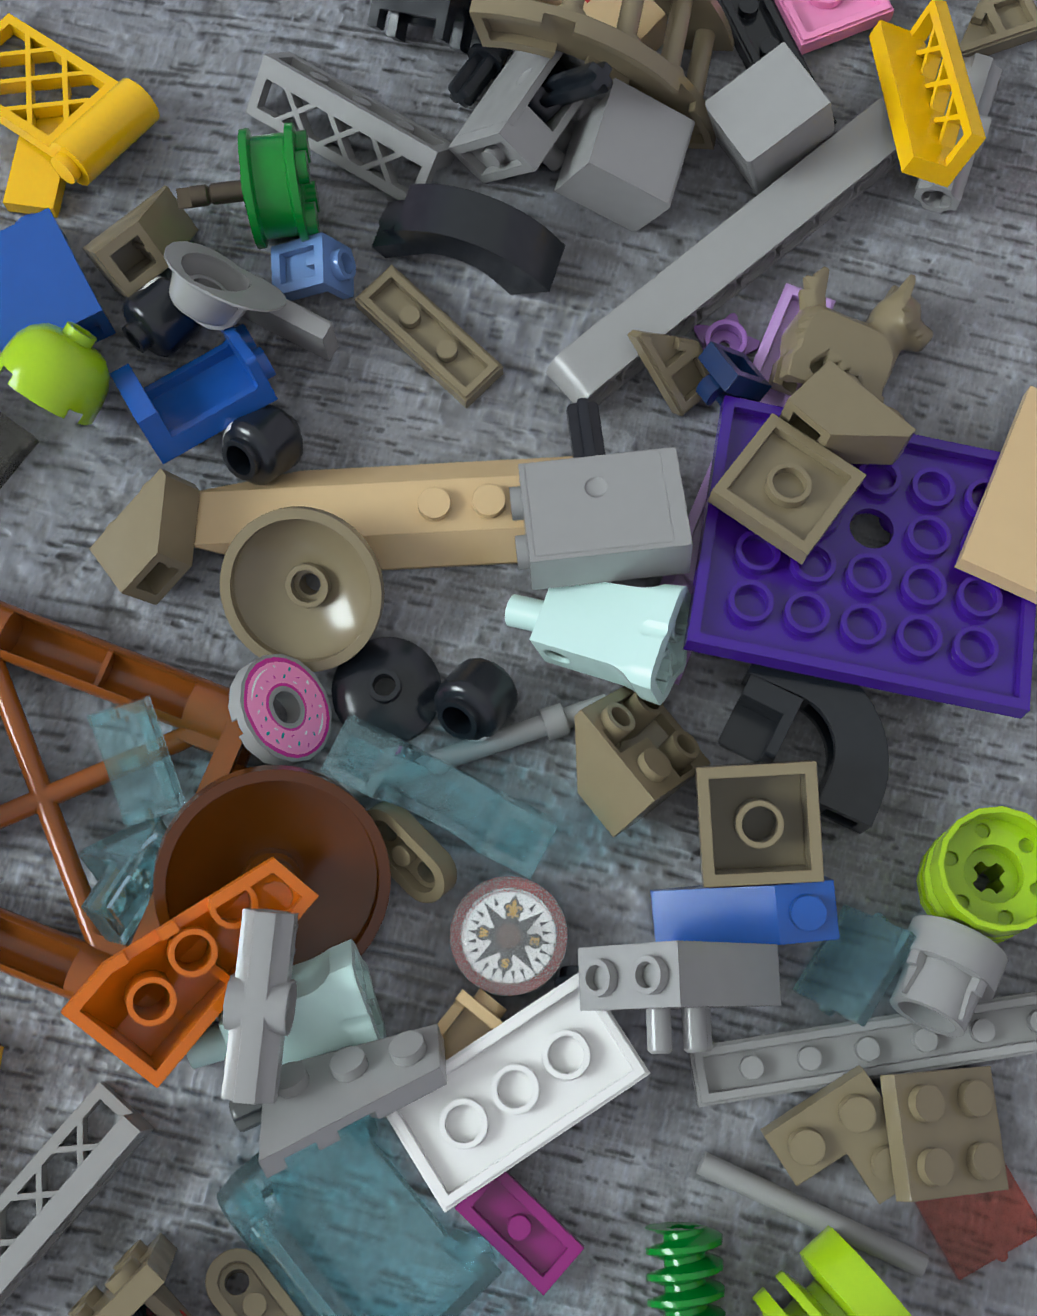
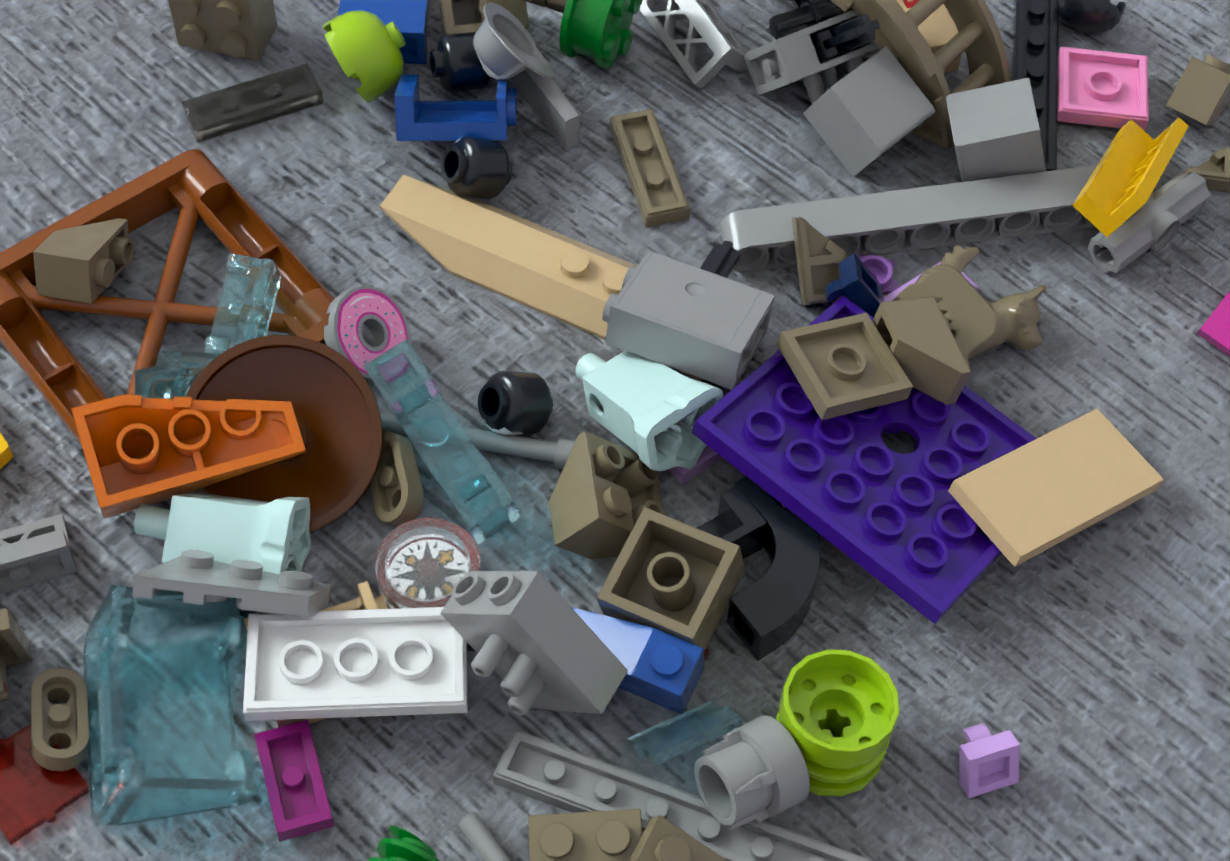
camera: 25 degrees right, 20 degrees down
(151, 538) = (356, 184): dark tan slope -> none
(259, 1006) = (210, 485): light grey piece -> none
(269, 595) = (422, 252): dark tan dish -> none
(313, 267) = (594, 81): medium blue bracket -> none
(410, 705) = (460, 385): black dish -> none
(474, 230) = (726, 108): black arch -> none

